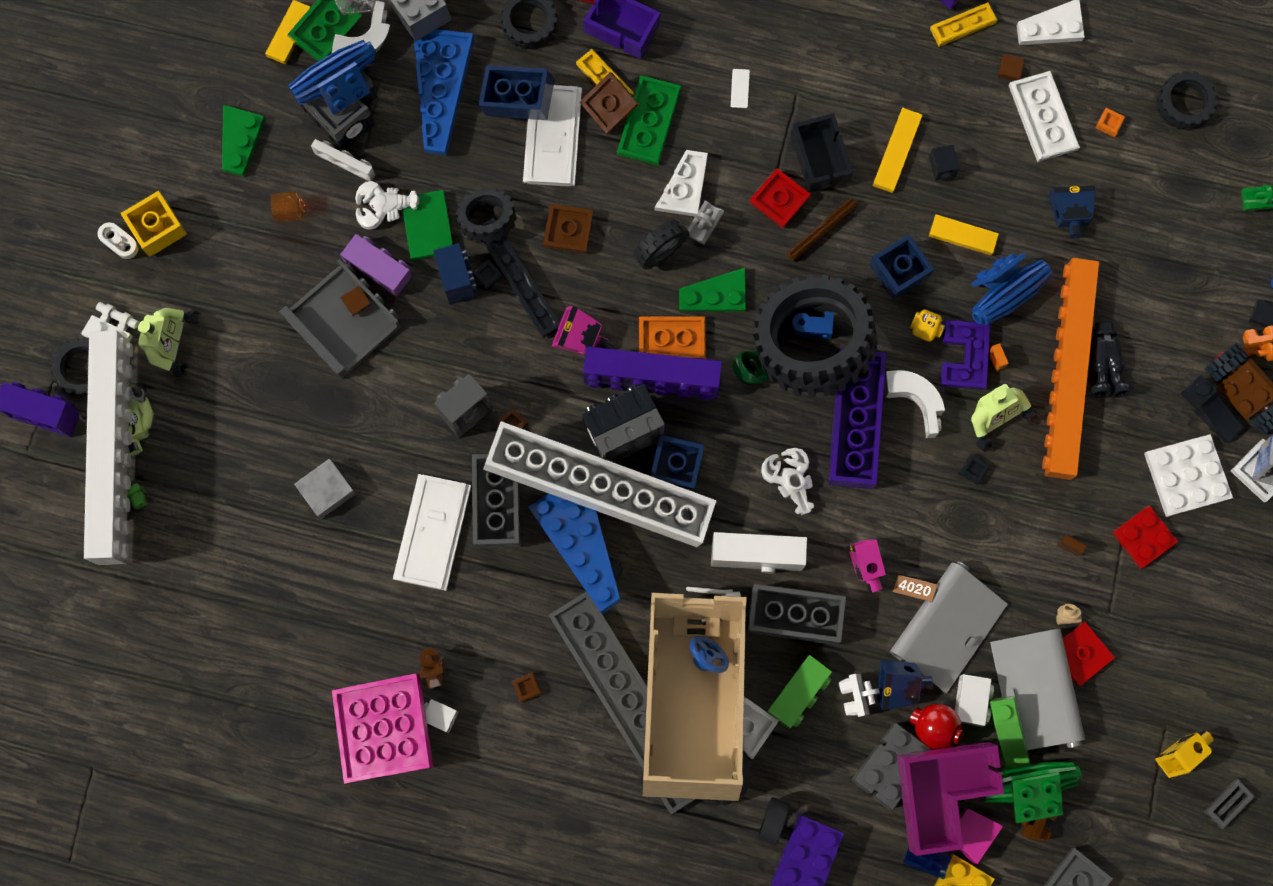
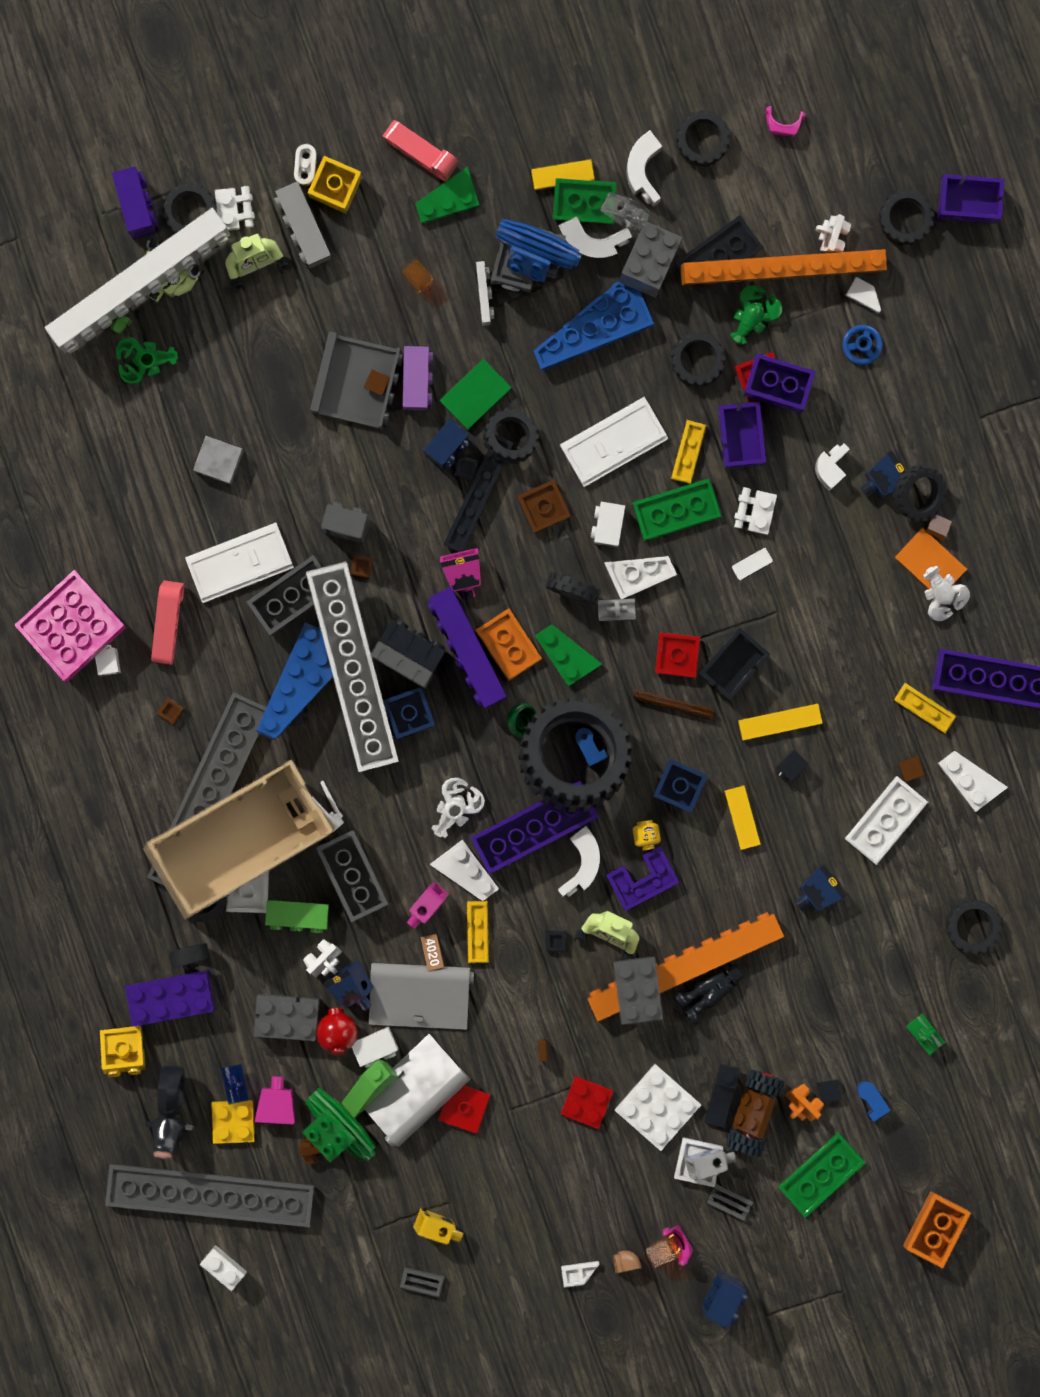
camera: 50 degrees right, 10 degrees up
(169, 275) = (303, 224): none -> light grey brick
(181, 133) = (438, 163): none -> coral beam
(183, 497) = (143, 358): none -> green animal
(382, 203) = (468, 348): white animal -> none
(431, 667) = (137, 632): reddish brown hips -> none
(442, 634) = (166, 621): none -> coral beam
(516, 92) = (625, 392): dark blue brick -> none
(609, 103) = (667, 470): reddish brown plate -> none
(623, 183) = (608, 524): none -> white brick
(699, 51) = (761, 513): none -> white plate
(705, 657) = (276, 829): blue piece -> none
(758, 552) = (380, 817): white brick -> none
(852, 509) = (465, 870): none -> white wing
(921, 535) = (477, 931): none -> yellow tile
(934, 783) = (292, 1055): magenta piece -> none
(998, 357) = (656, 904): orange tile -> none
(1008, 287) = (717, 878): blue plate -> none
(1068, 614) = (488, 1079): tan plate -> none
(1072, 417) = (637, 990): none -> dark grey brick
(1110, 122) = (915, 876): orange tile -> none

